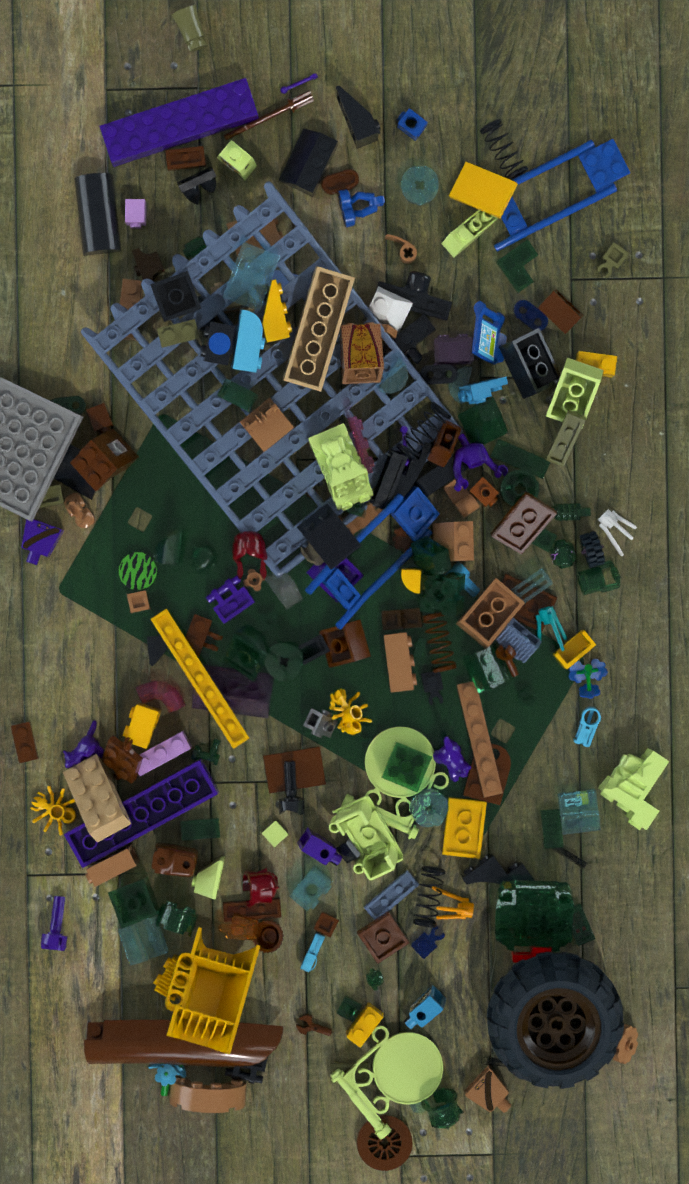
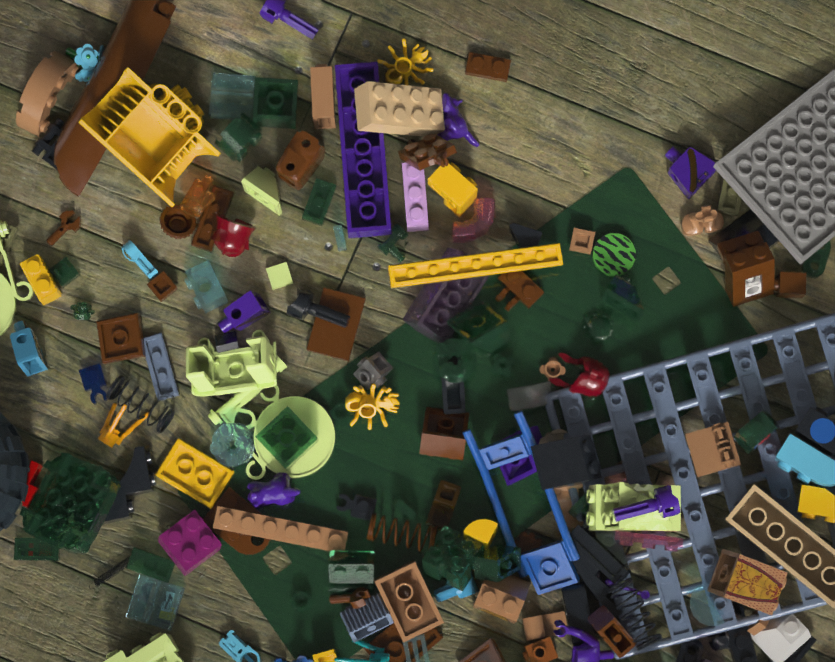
camera: 115 degrees right, 10 degrees down
(223, 798) = (340, 240): none -> clear light blue tile
(232, 605) = (536, 336): dark purple plate -> none
(332, 446) = (662, 503): none -> dark purple piece
(399, 662) = (399, 482): medium nougat brick -> none
(521, 806) = (189, 542): none -> magenta brick

